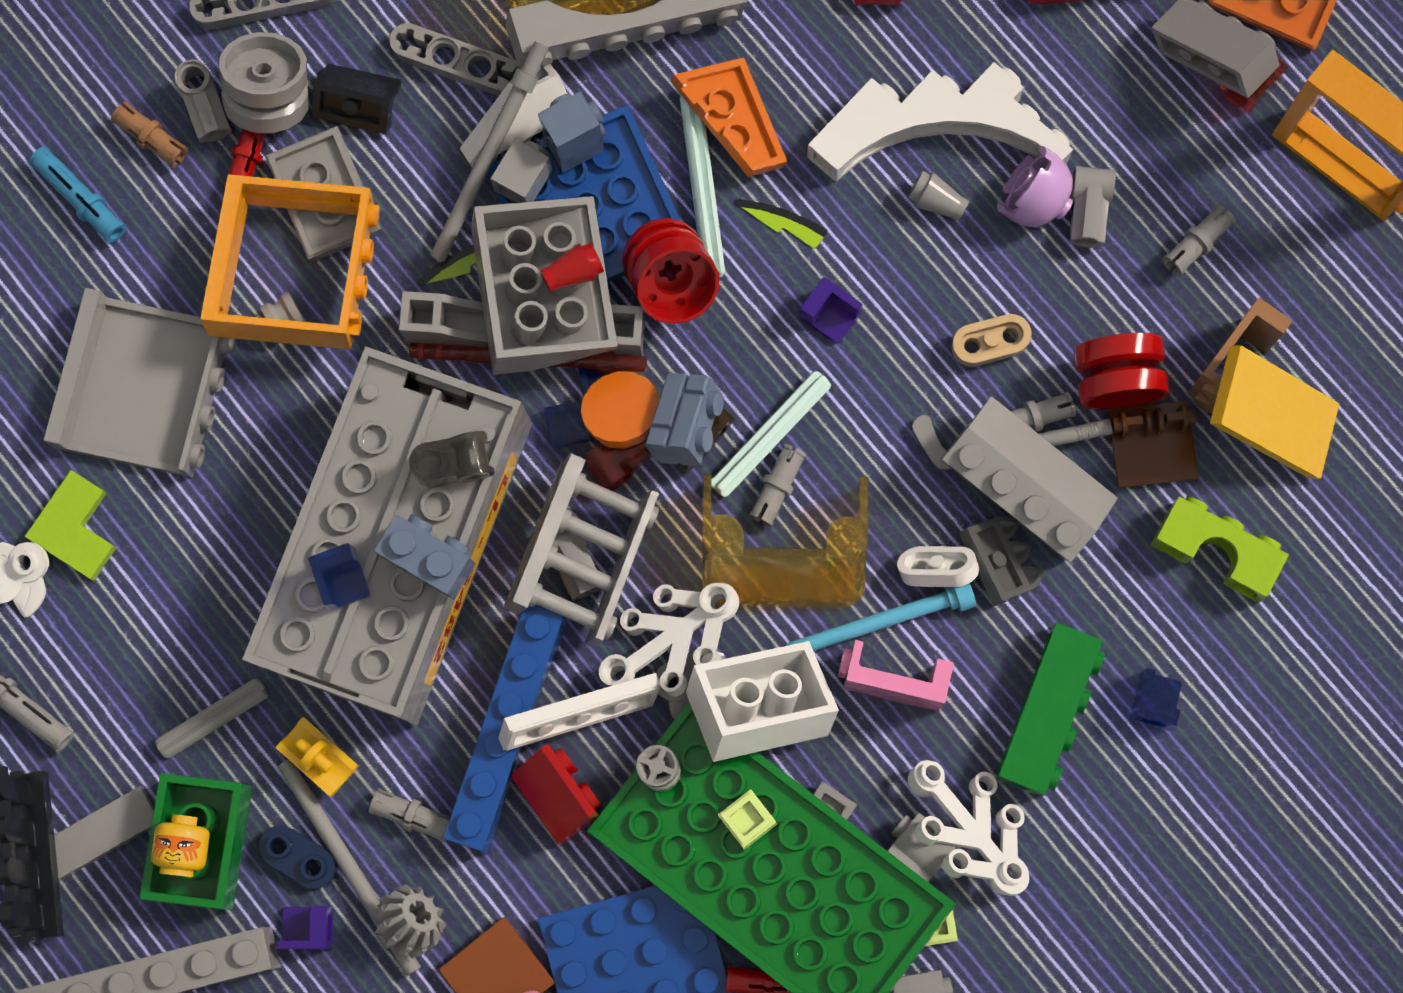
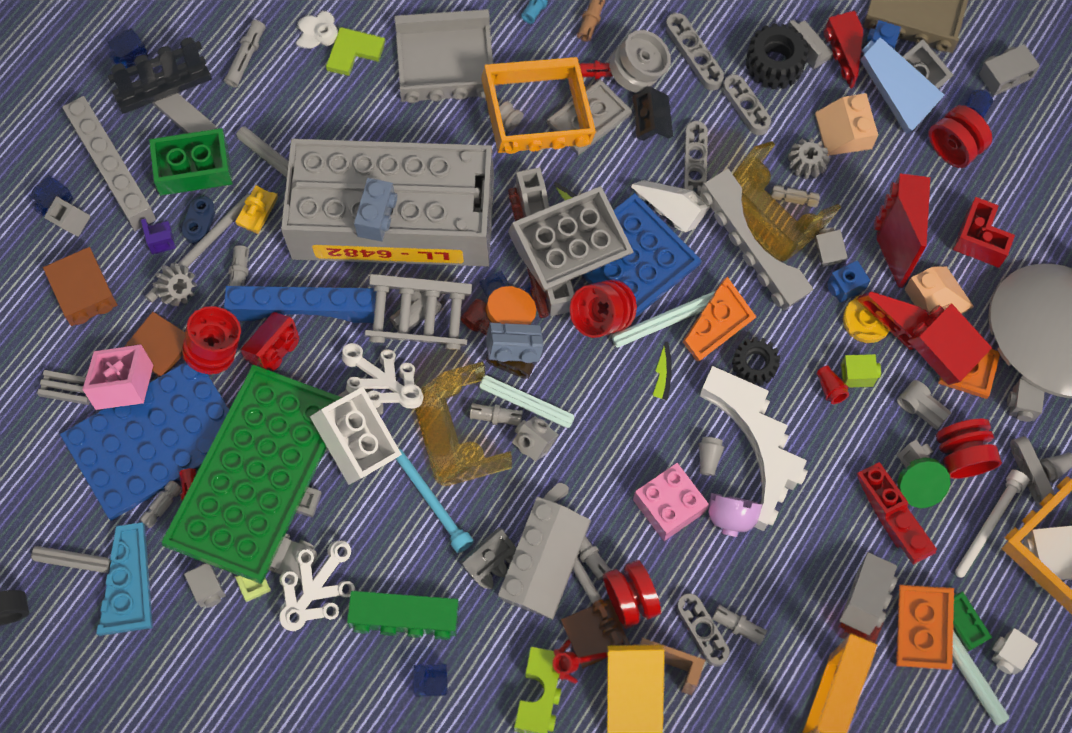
camera: 65 degrees right, 10 degrees down
(180, 846) = (181, 147): yellow head -> none
(202, 102) = (615, 37): light grey piece -> none
(339, 576) = (350, 169): clear blue panel -> none
(455, 459) = (437, 210): clear smoke piece -> none
(519, 867) = (211, 340): none -> red wheel
(522, 172) = (634, 210): light grey brick -> none
(523, 83) = (687, 190): light grey bar -> none
(572, 130) = (668, 227): sand blue brick -> none
(573, 268) = (582, 249): red cone -> none
(579, 712) = (320, 337): white tile -> none
(652, 763) = (295, 385): light grey wheel -> none
(747, 819) = (281, 448): yellowish green tile -> none
(816, 60) = (756, 347): none -> black tyre
(830, 311) = (614, 412): dark purple panel -> none
(837, 438) = (534, 438): none -> light grey brick
(895, 687) = (393, 537): bright pink panel -> none
(938, 566) = (473, 520): white plate -> none
(990, 341) = (630, 514): tan plate -> none
(994, 273) = (670, 501): none -> bright pink brick
(1091, 197) = (744, 548): light grey piece -> none
(1200, 490) = (568, 662): none -> red plant
(1220, 297) = (718, 644): none -> light grey beam

